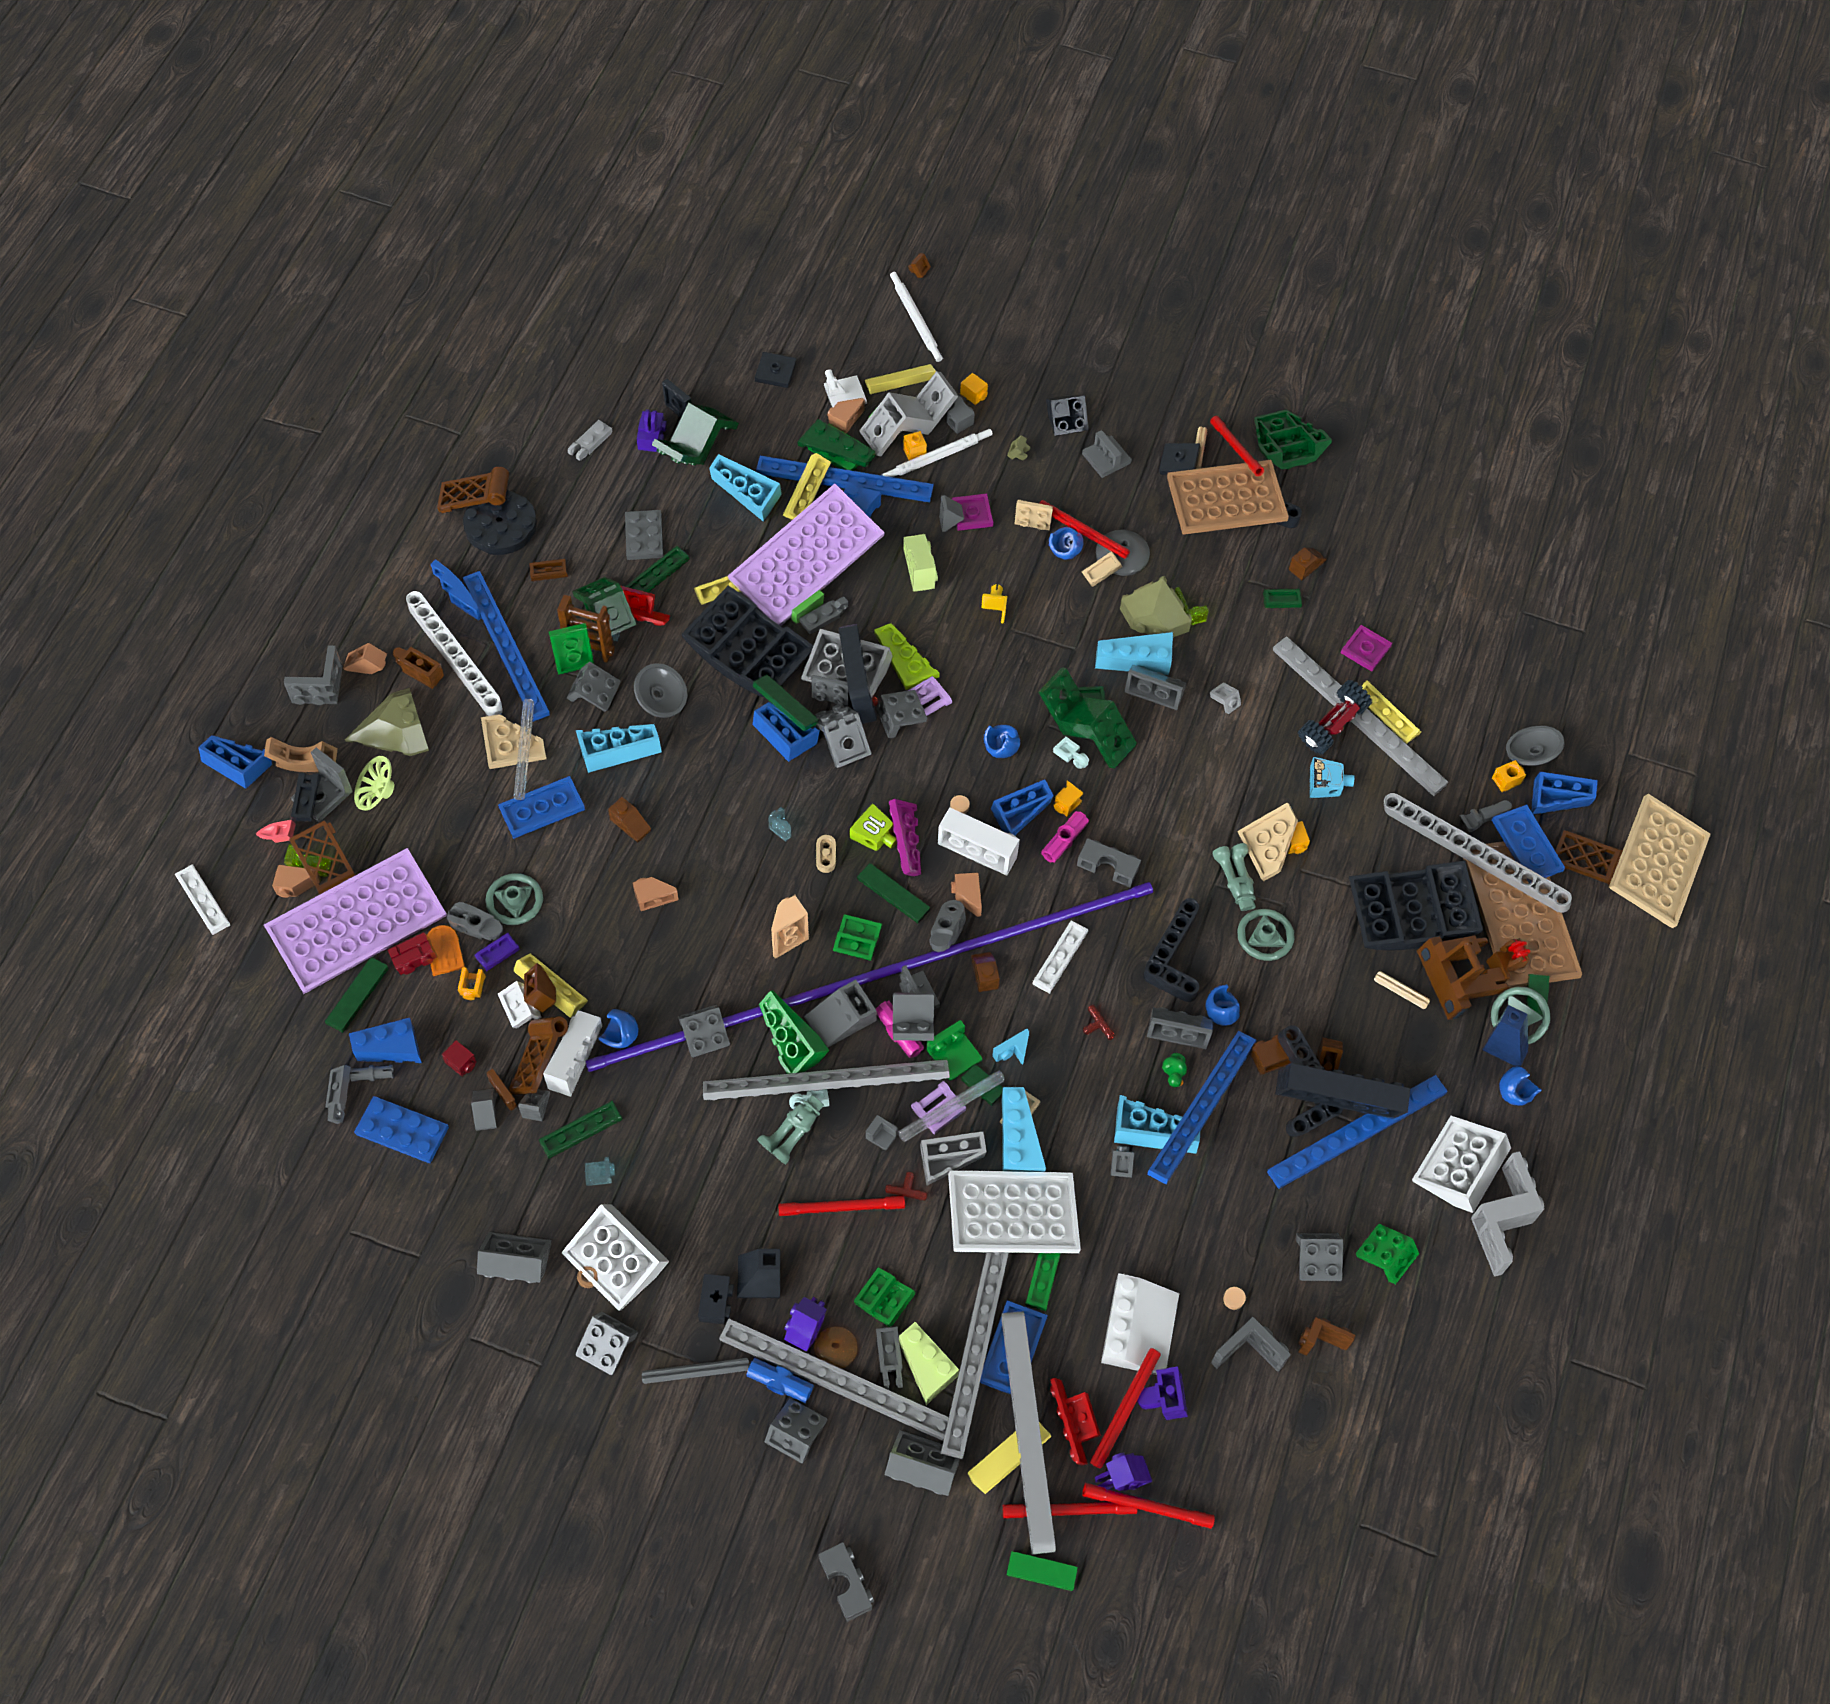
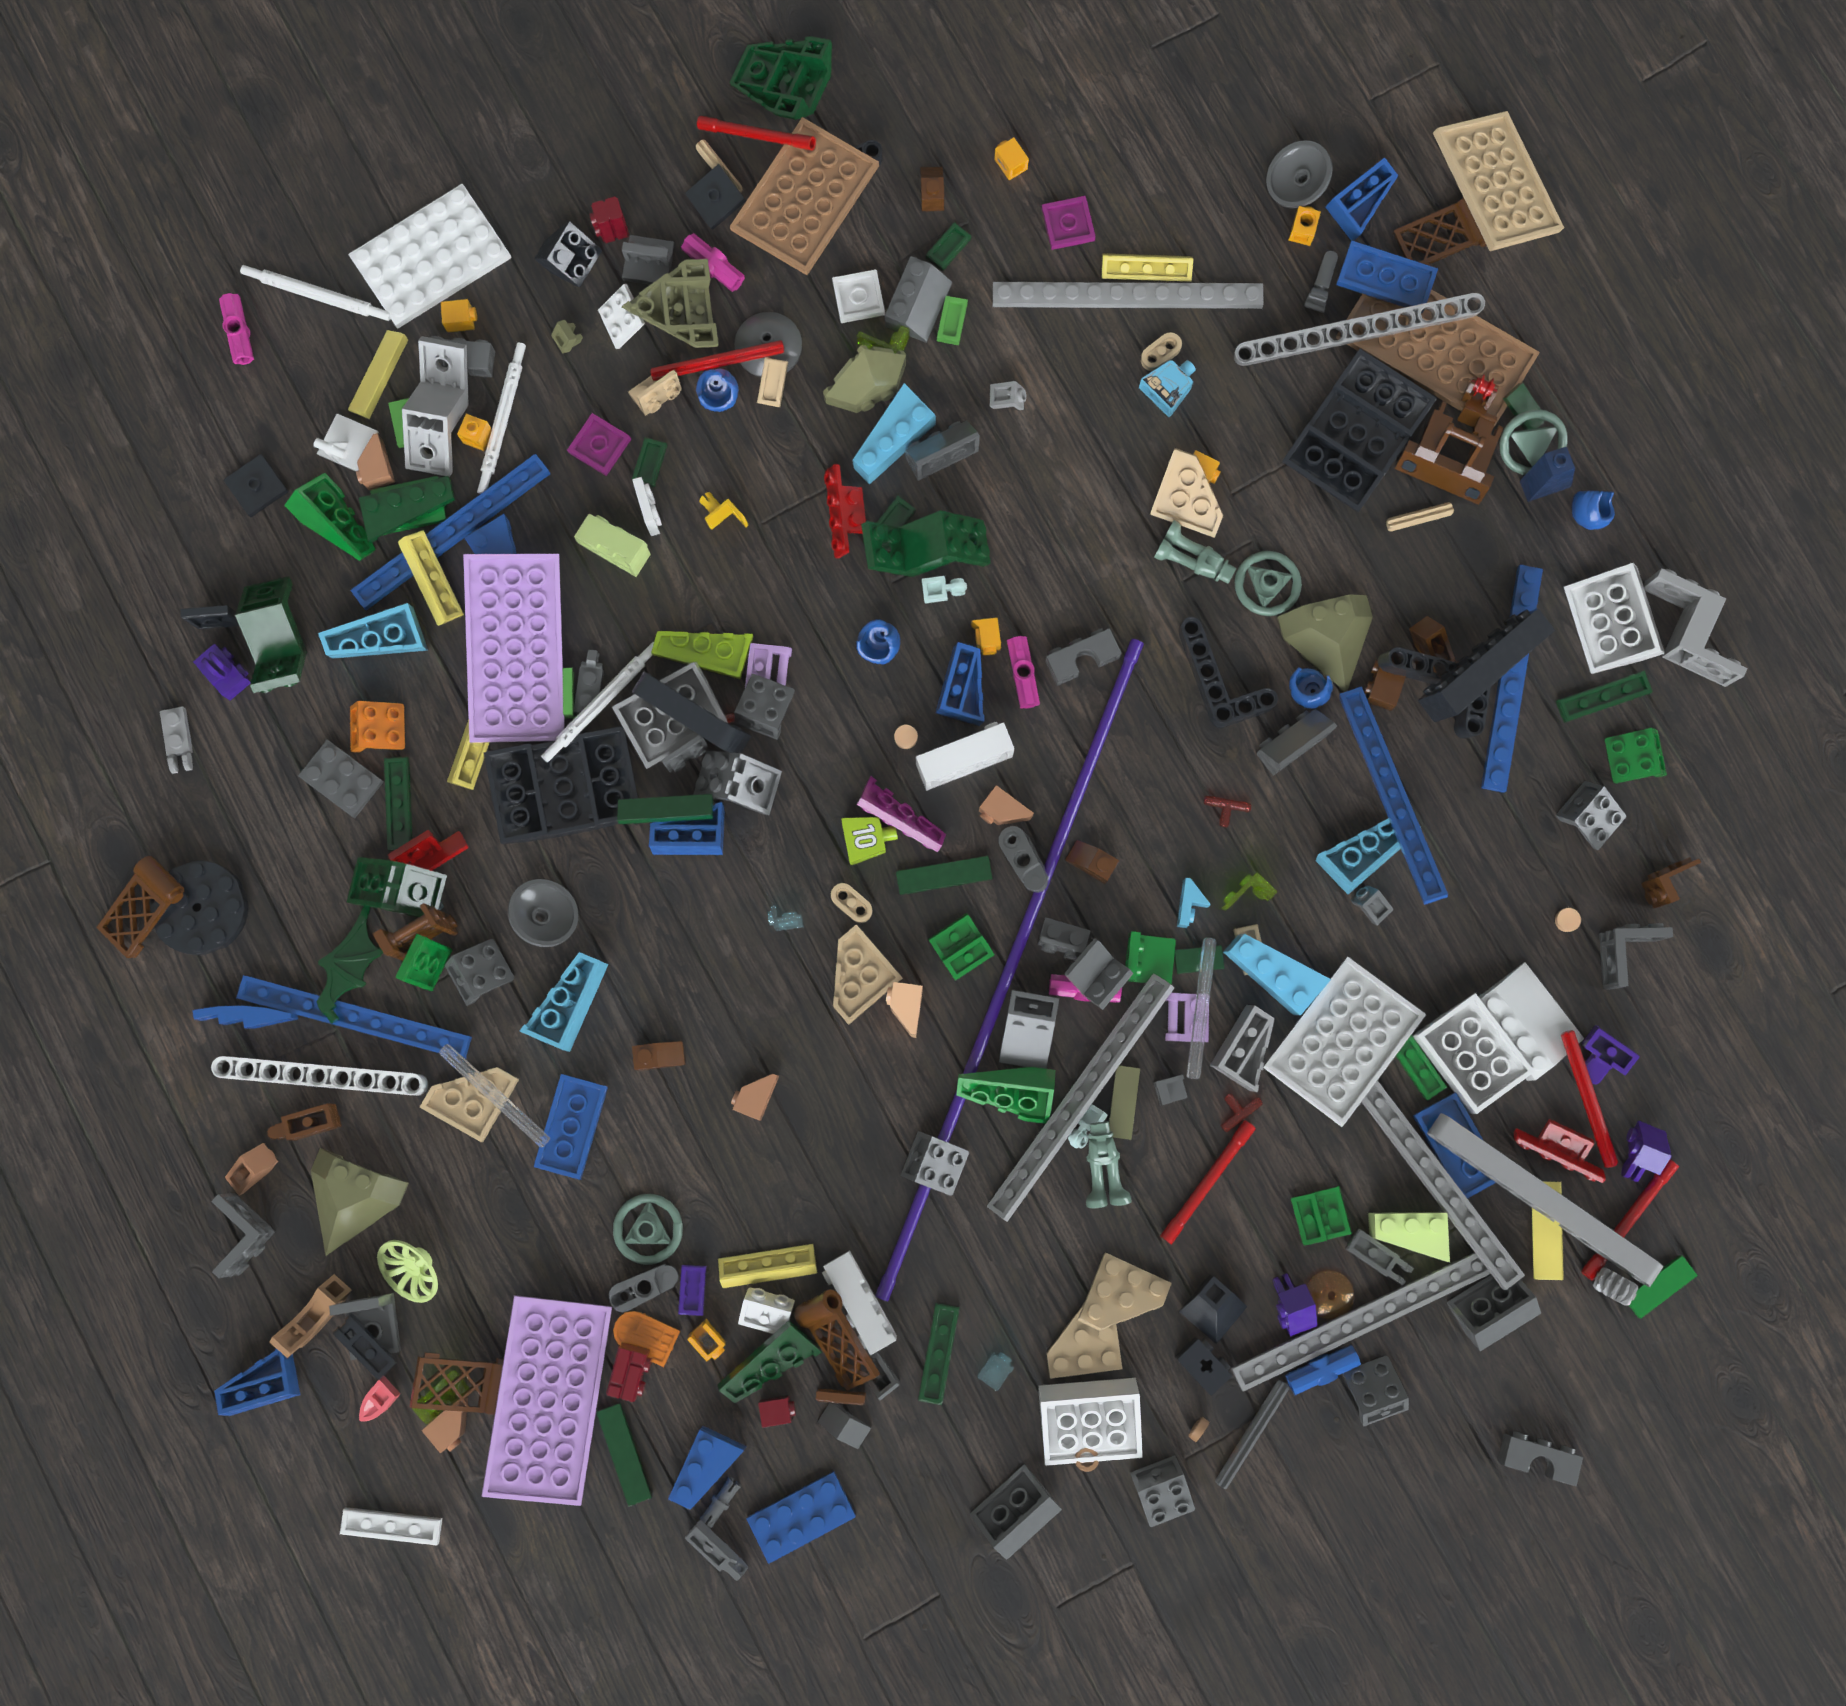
camera: 45 degrees left, 20 degrees up
(491, 1030) = (777, 1354): none -> dark green wing
(530, 618) = (347, 965): none -> dark green animal
(539, 989) = (769, 1284): reddish brown slope -> none
(548, 572) = (307, 909): reddish brown tile -> none
(621, 1029) = (875, 1243): blue piece -> none
(667, 1215) = (1084, 1350): none -> tan plate
(669, 1330) = (1198, 1429): none -> medium nougat tile
(693, 528) = (376, 726): none -> orange bracket
(718, 1207) = (1121, 1293): none -> tan plate
(792, 882) = (860, 975): none -> tan plate
(794, 410) = (323, 510): none -> green wedge
(810, 624) = (598, 703): none -> white axle
(846, 1112) = (1124, 1102): none -> olive tile
(855, 294) = (234, 317): none -> dark pink piece
(919, 265) = (257, 234): reddish brown tile -> none
(950, 513) = (586, 468): dark grey slope -> none
(959, 559) = (647, 506): none -> white plate
(988, 545) = (650, 461): none -> dark green tile
(995, 352) = (430, 255): none -> white plate
(1012, 1532) = (1615, 1286): none -> light grey gear
(1060, 956) = (1134, 782): white tile -> none
(1062, 463) = (618, 321): none -> white plate
(1062, 1073) = (1262, 889): none -> clear neon green bracket
(1069, 658) = (845, 510): none -> red bracket
(1082, 1301) = (1473, 1054): none -> white slope
(1096, 485) = (680, 304): none -> olive wedge
(1103, 1494) = (1721, 1123): red piece -> none
(1107, 415) = (608, 220): none -> dark red brick
(1140, 486) = (717, 261): none -> dark pink piece
(1175, 1068) = (1329, 779): green animal -> none
(1201, 574) = (858, 296): none -> white plate
(1232, 604) = (918, 299): none -> dark grey slope
(1240, 634) = (952, 320): none -> bright green tile
(1272, 995) = (1329, 634): none -> olive wedge
(1345, 756) = (1159, 351): none -> tan plate
(1354, 701) = (1121, 321): black plate -> none
(1370, 588) = (1011, 158): none -> light orange brick
(1406, 1200) = (1604, 696): none -> dark green tile

